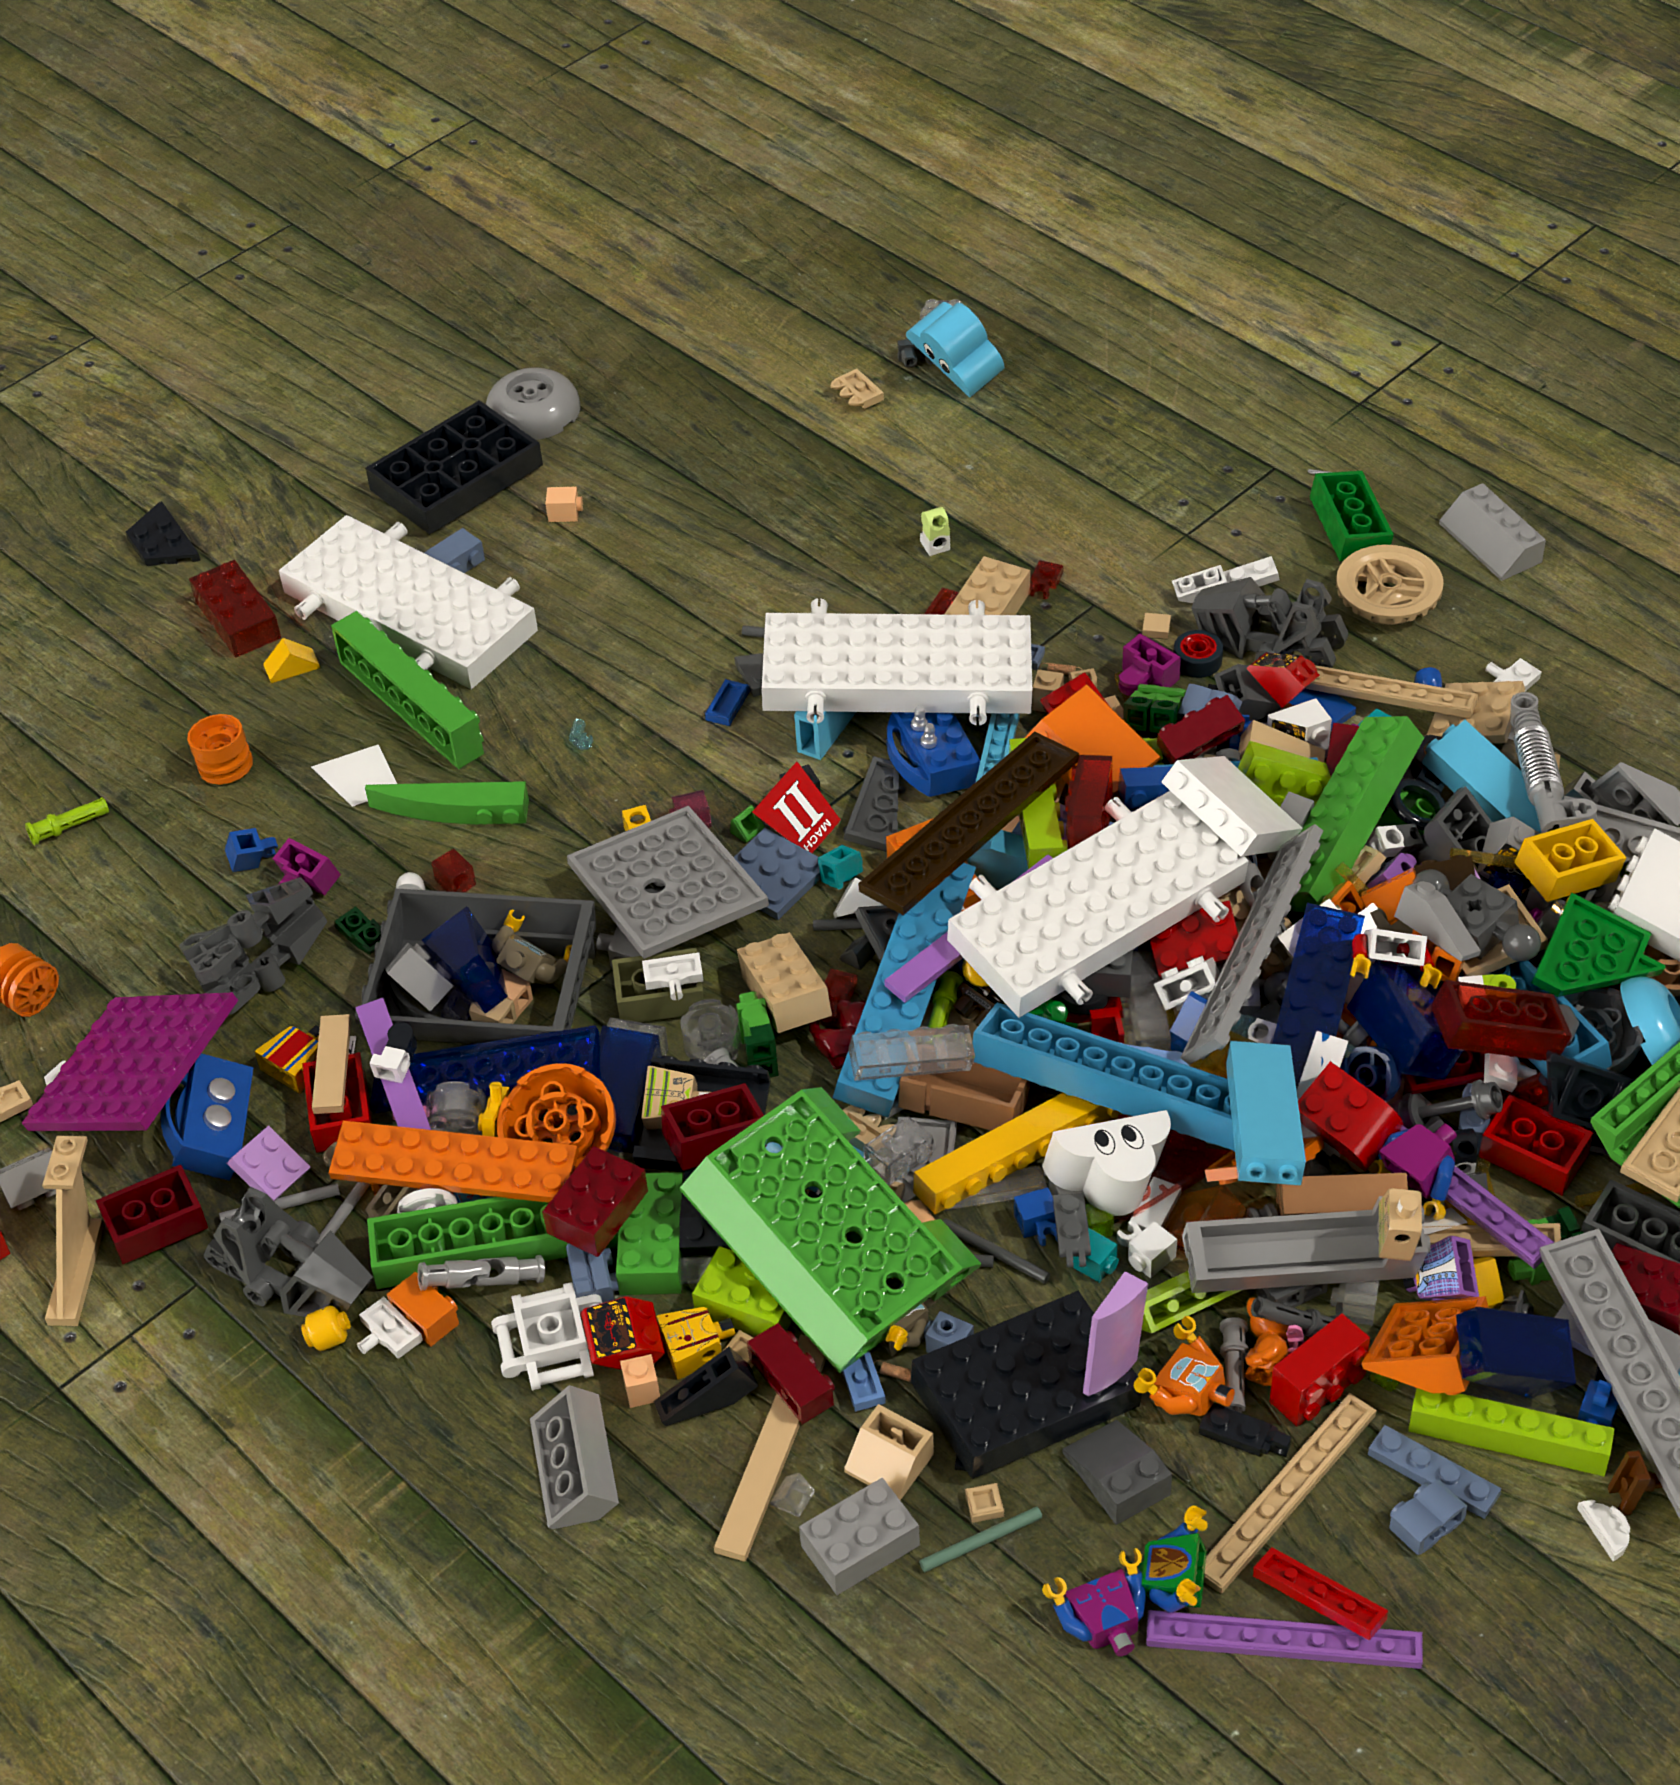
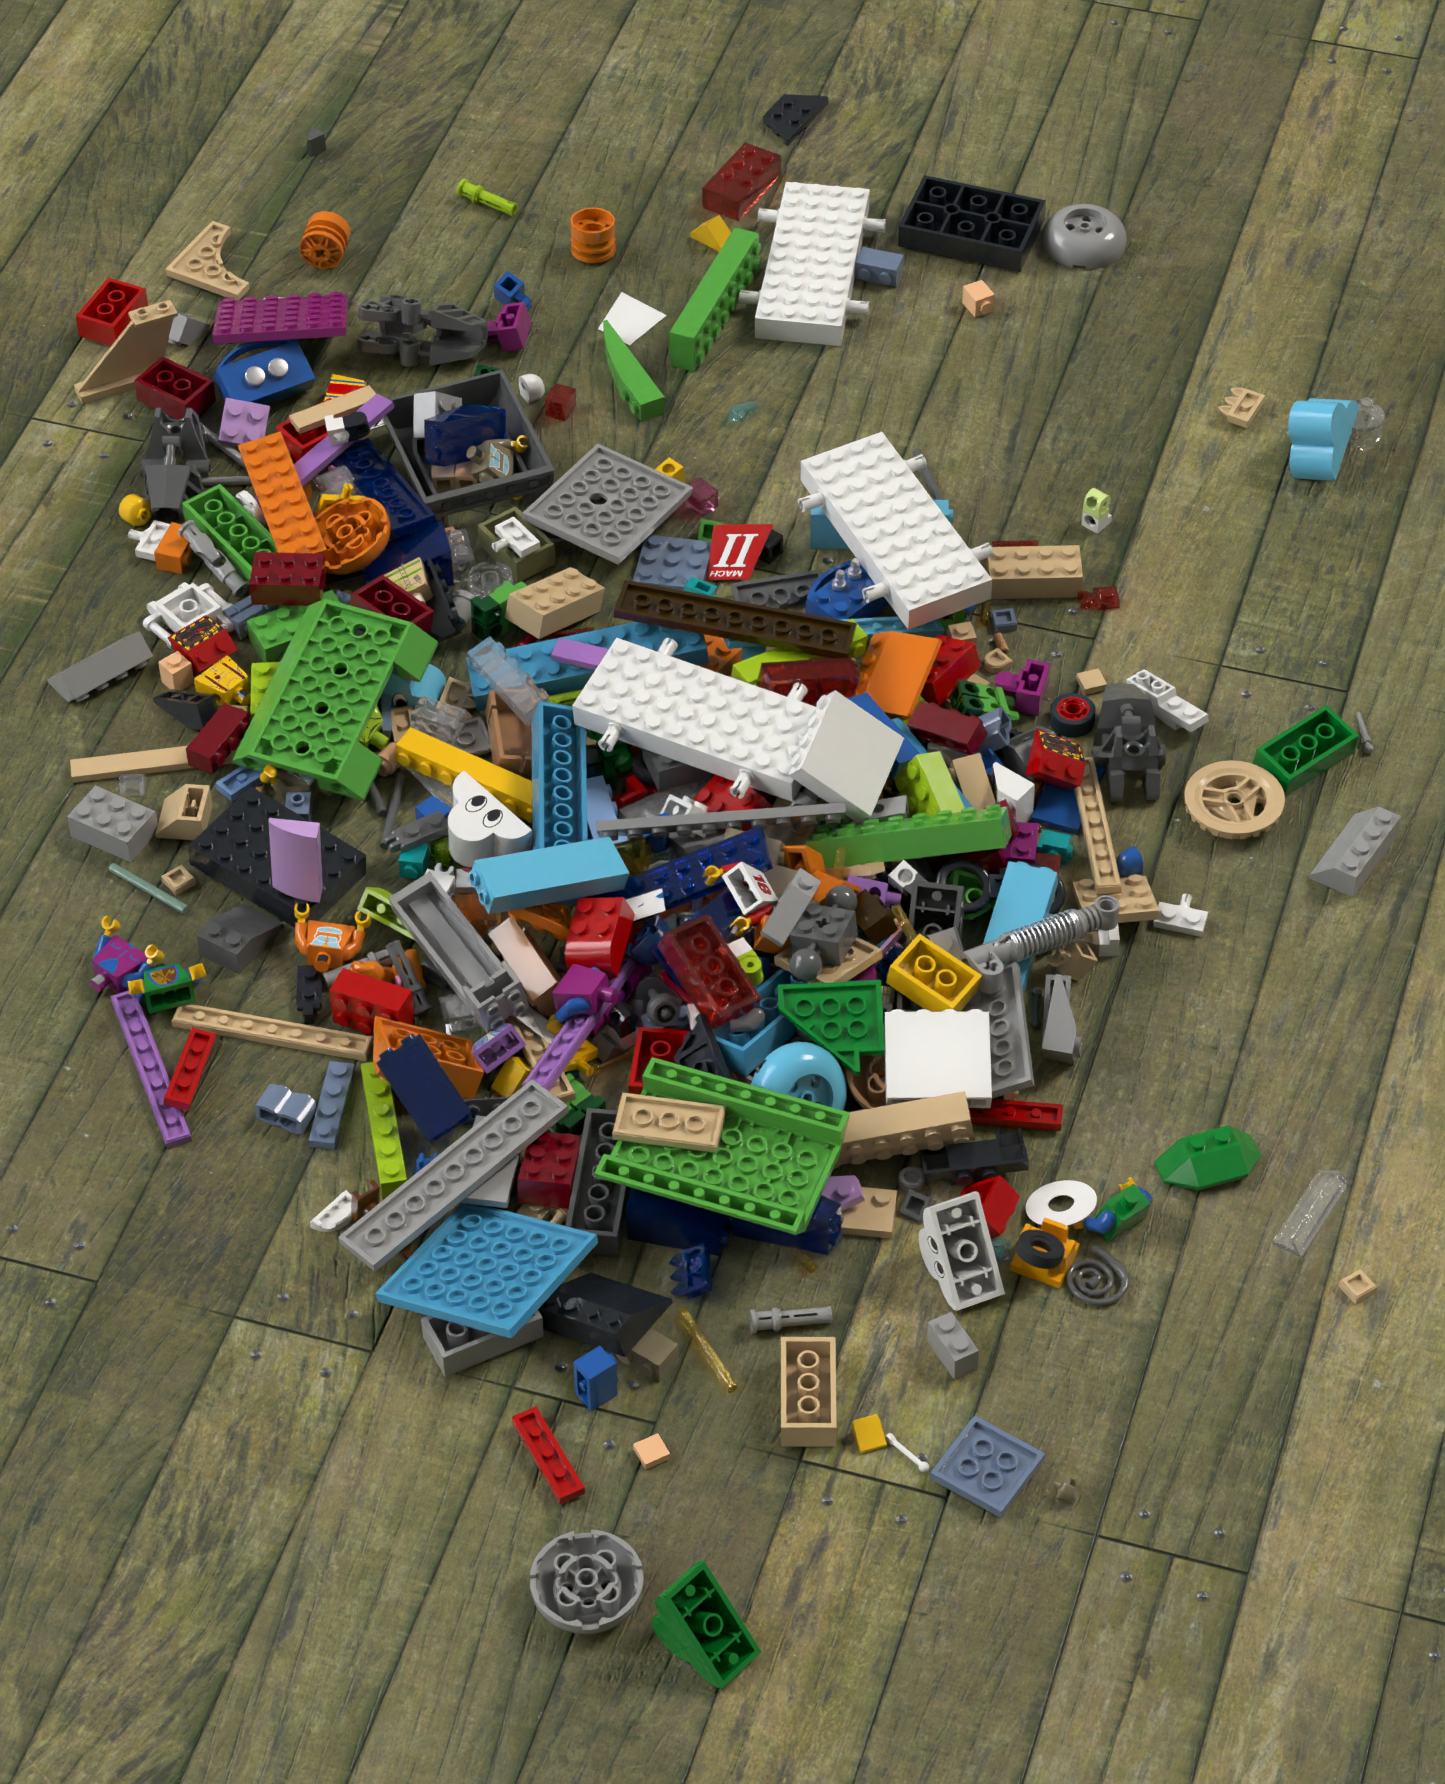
camera: 60 degrees right, 0 degrees up
(1399, 1214) = (477, 972): tan torso -> none

